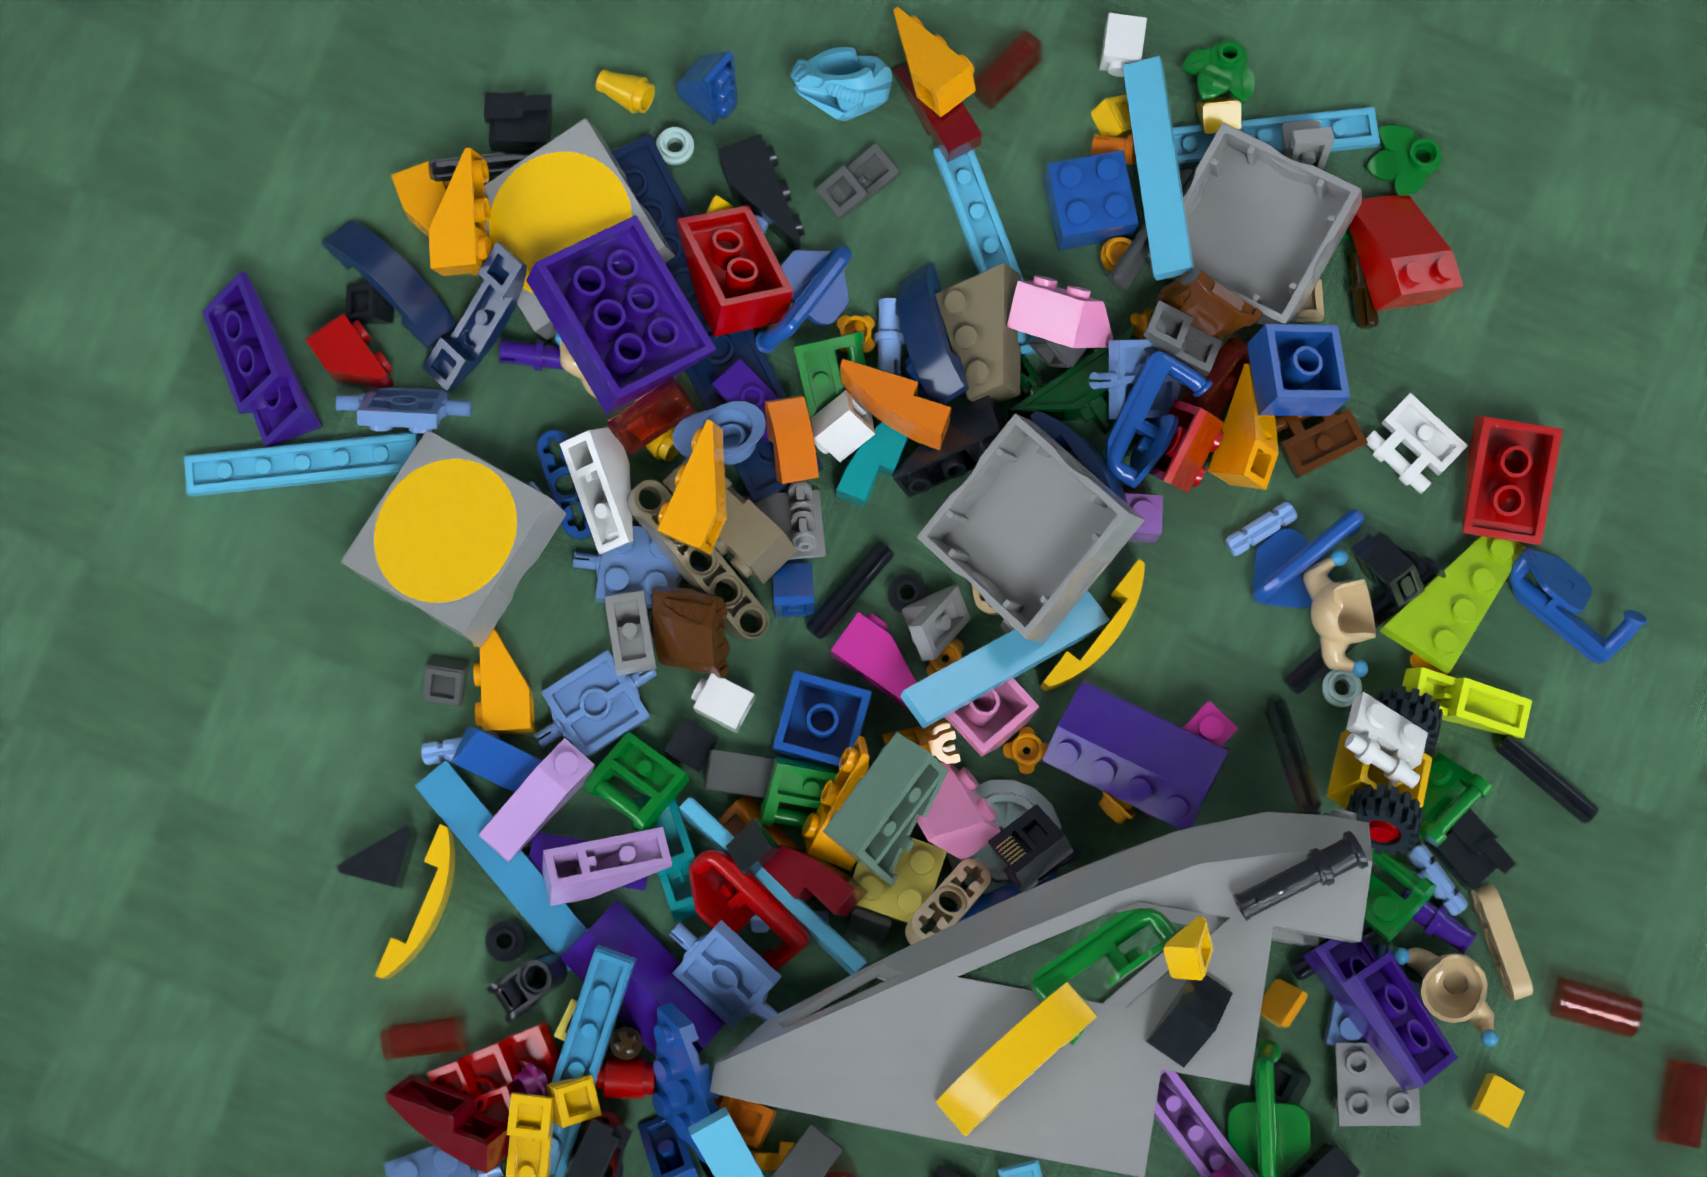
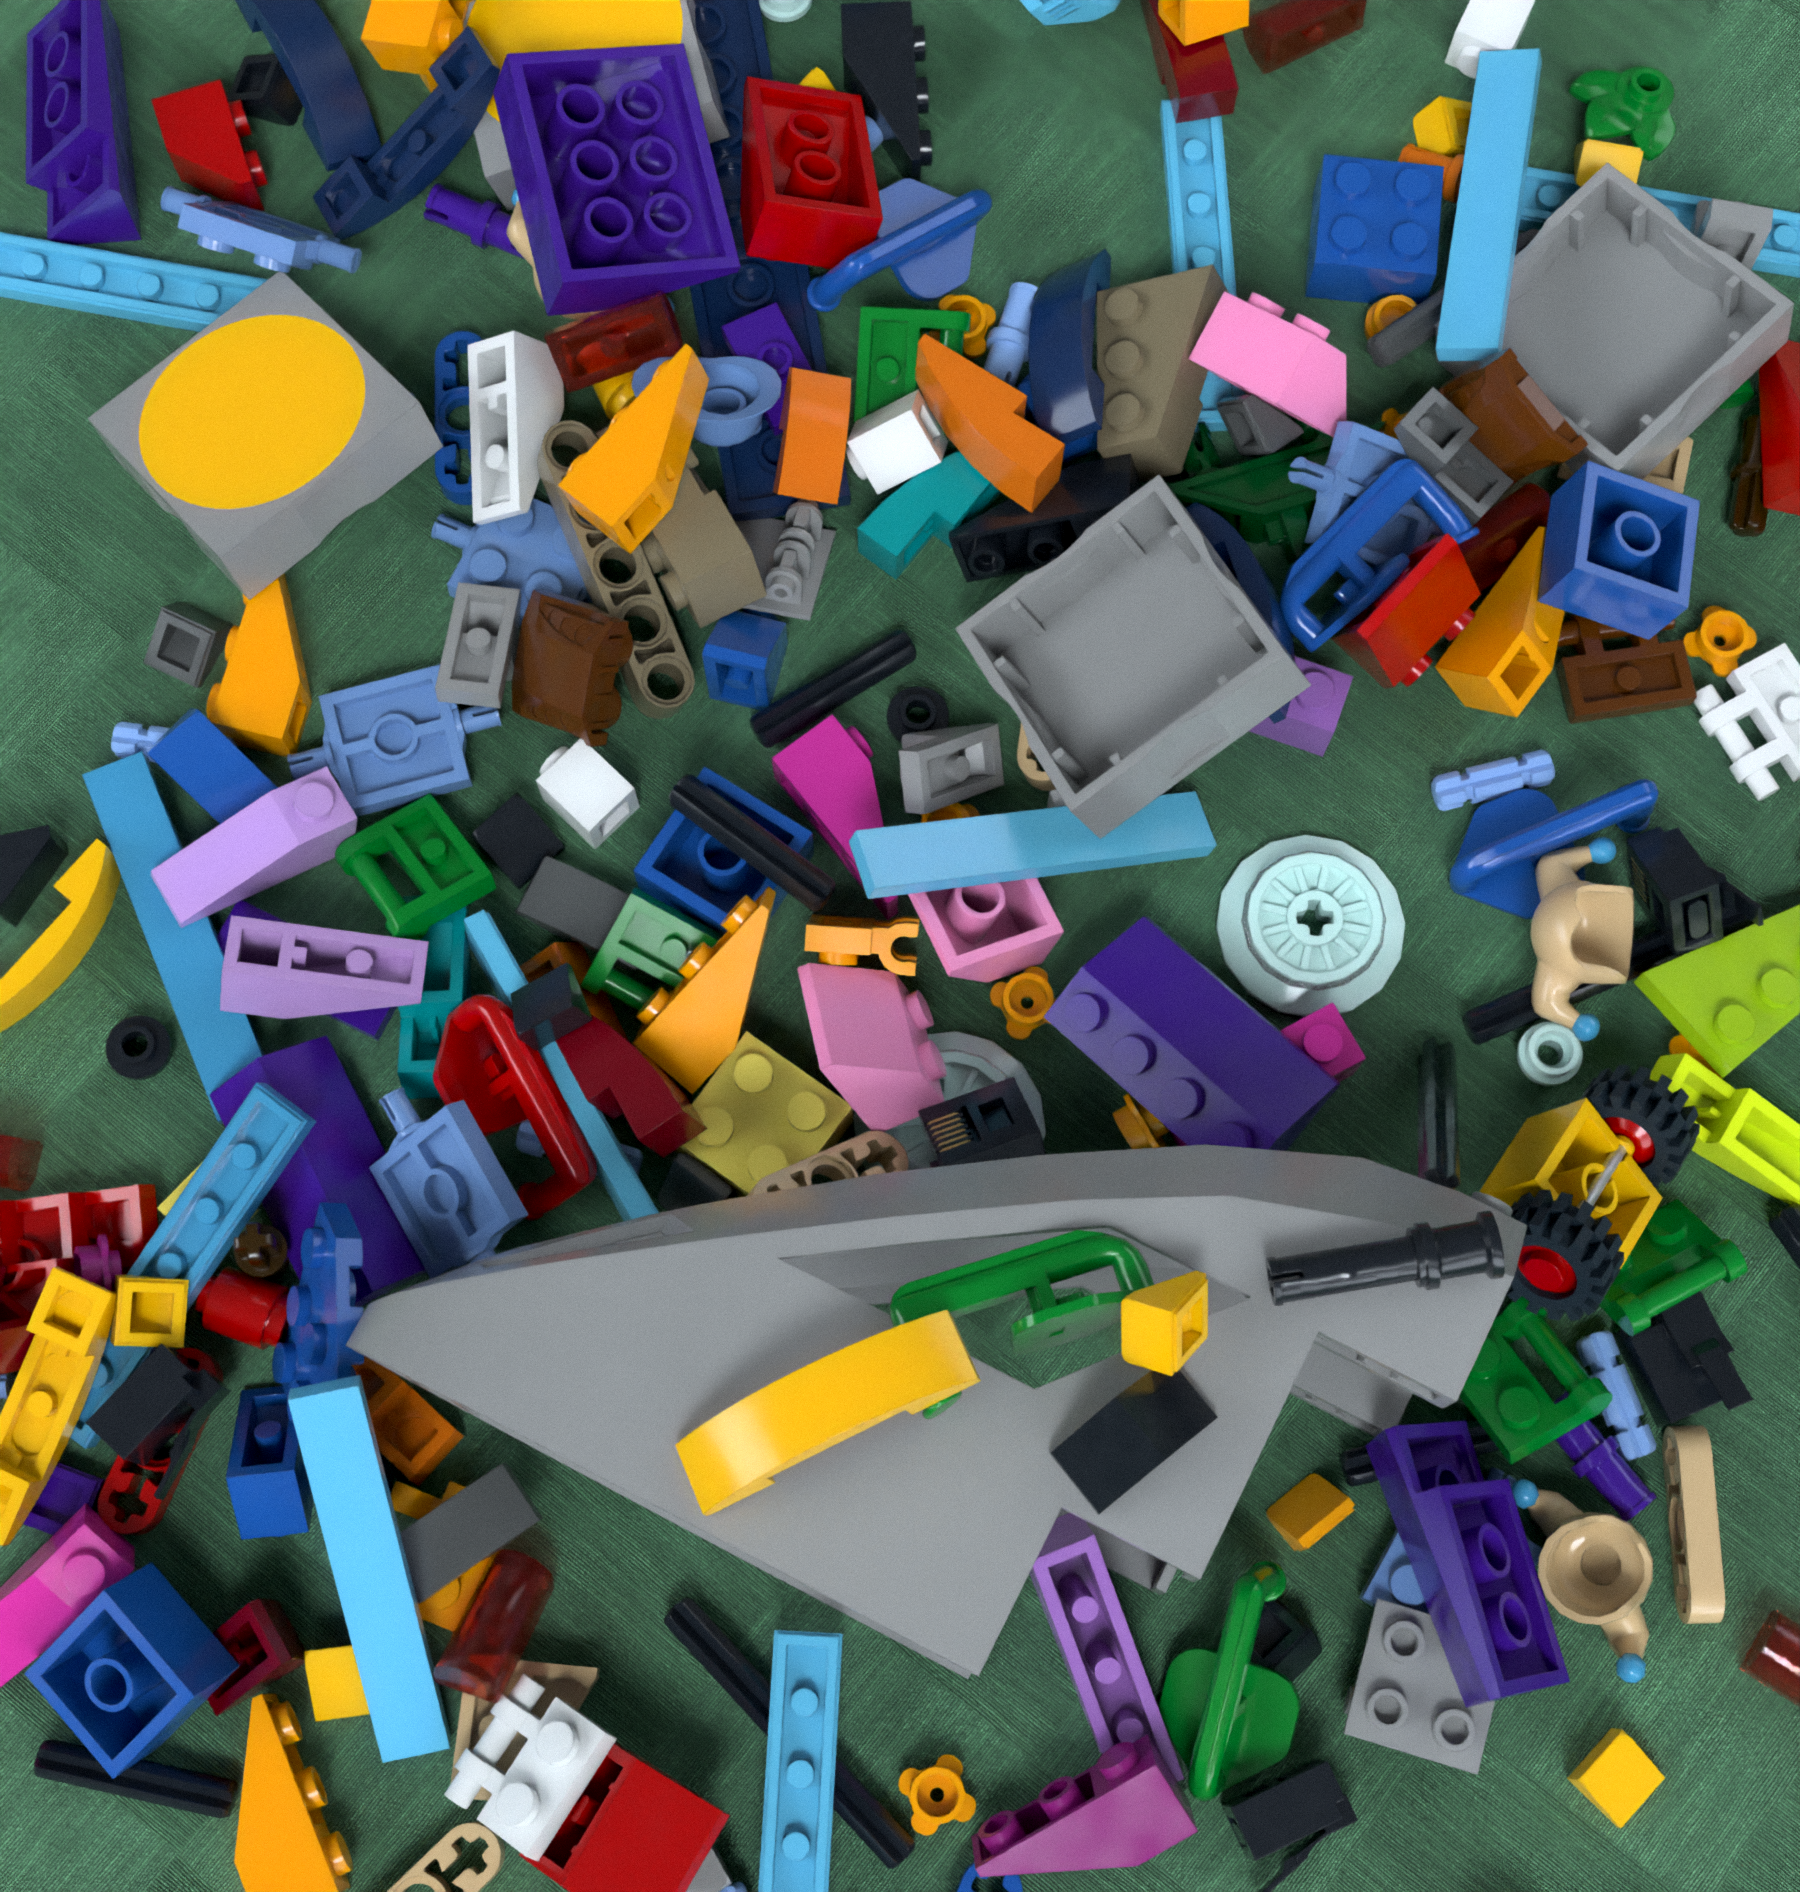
camera: 20 degrees right, 5 degrees down
(523, 987) = (138, 1122): black piece -> none
(839, 710) = (752, 842): none -> black axle
(858, 182) = (1036, 119): dark grey slope -> none
(885, 806) = (770, 996): sand green wedge -> none
(1127, 594) = (1130, 895): yellow slope -> none
(1166, 677) = (1279, 957): none -> light aqua piece
(1380, 394) = (1723, 624): none -> light orange plate
(1385, 740) = (1595, 1136): white plate -> none

